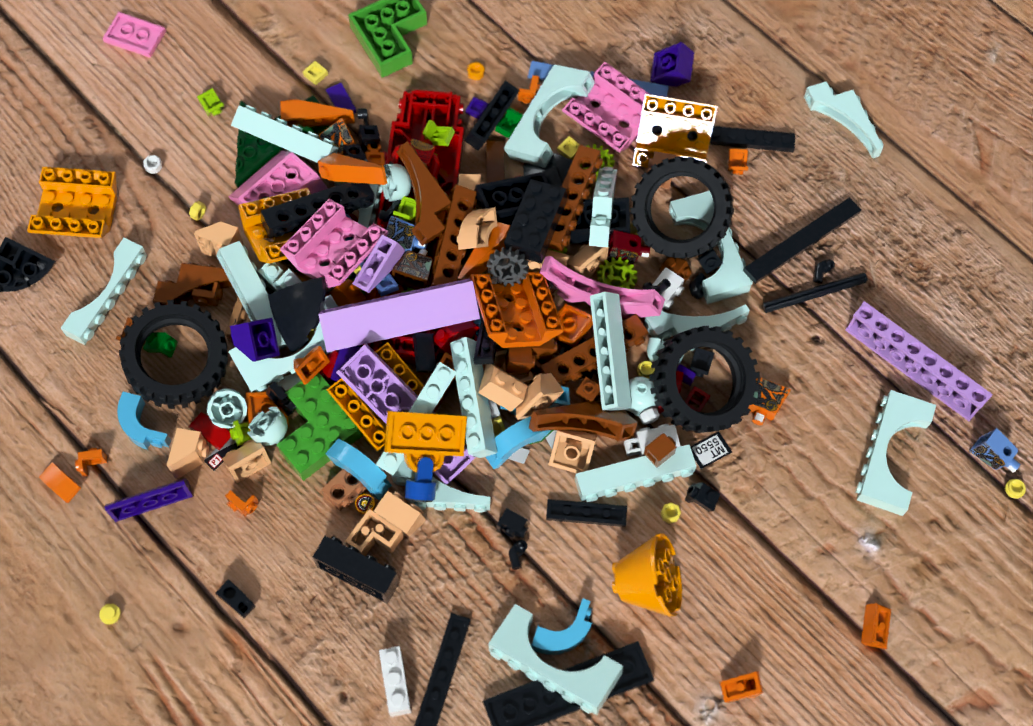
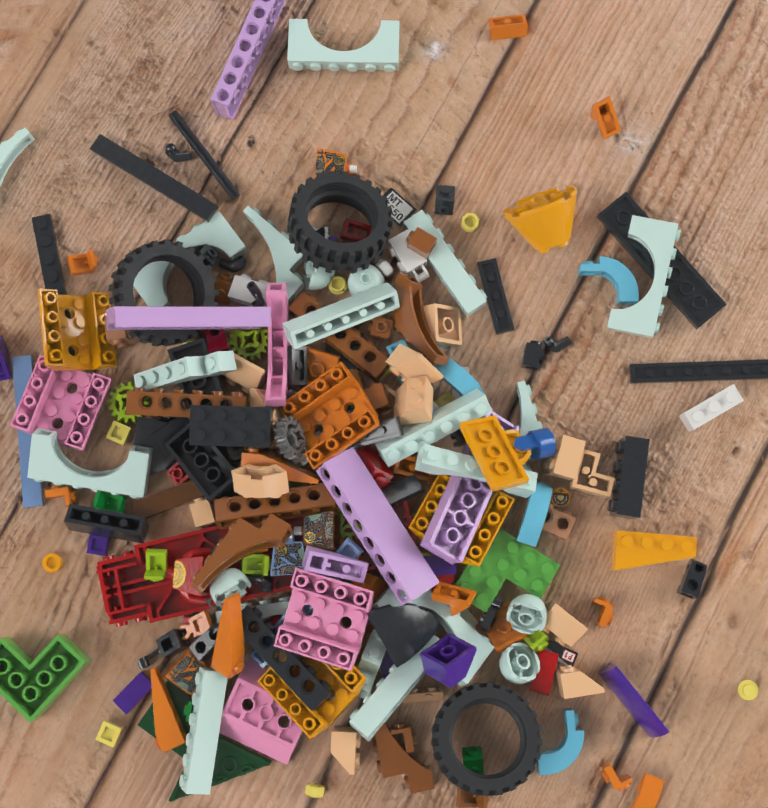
camera: 100 degrees left, 15 degrees up
(281, 567) = (642, 549): none -> light orange wedge
(574, 302) = (296, 366): none -> black panel
(647, 210) = (187, 318): none -> lavender tile

